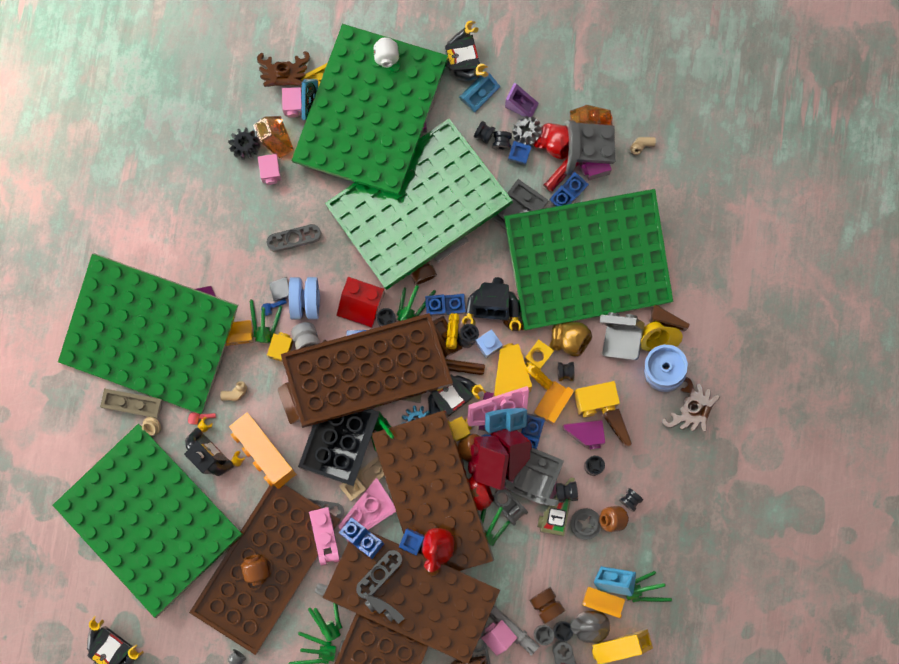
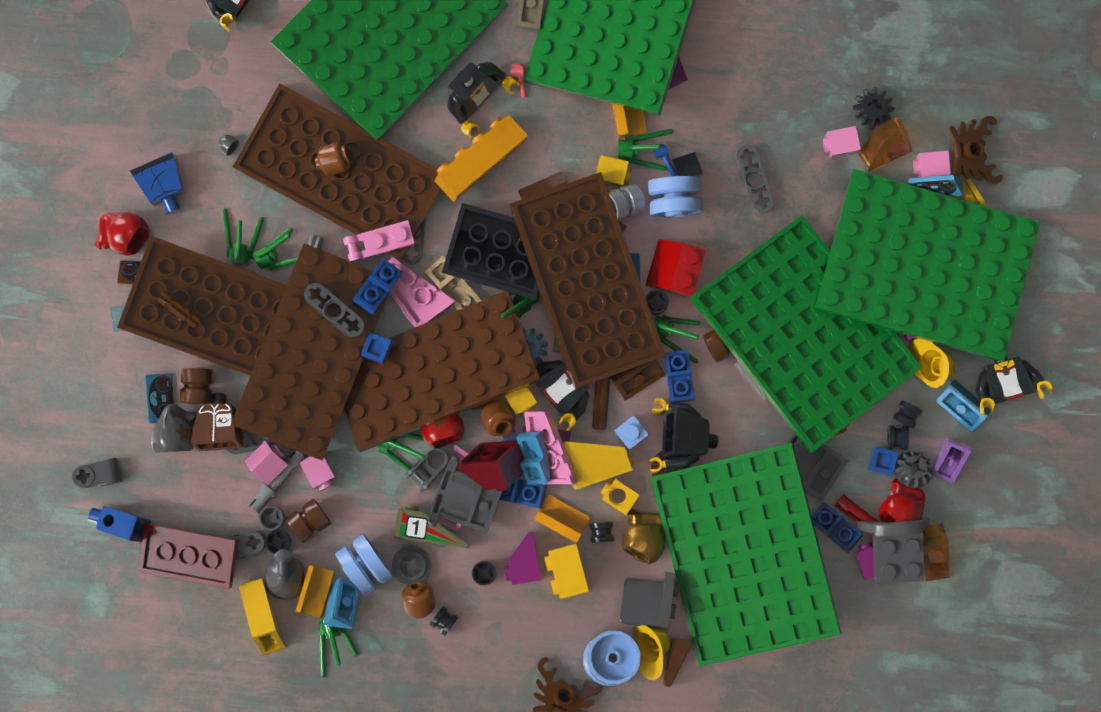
camera: 90 degrees right, 5 degrees up
(151, 426) = (505, 19): tan plate -> none
(236, 394) = (552, 121): tan arm -> none
(379, 605) = (295, 311): dark grey slope -> none
(386, 52) = (1000, 280): white head -> none
(437, 548) = (369, 380): red piece -> none
(447, 107) = (936, 363): none -> yellow piece
(452, 331) = (645, 386): yellow axle -> none
(464, 337) = (635, 405): black wheel -> none
(488, 461) = (479, 437): dark red slope -> none
(509, 595) = (318, 472): none -> bright pink brick
(539, 376) = (592, 498): yellow axle -> none
(567, 492) = (446, 537): black wheel -> none
(586, 562) = (362, 566): none -> light blue wheel
(617, 424) = (539, 599): reddish brown slope -> none
(640, 143) = (906, 618): tan arm -> none

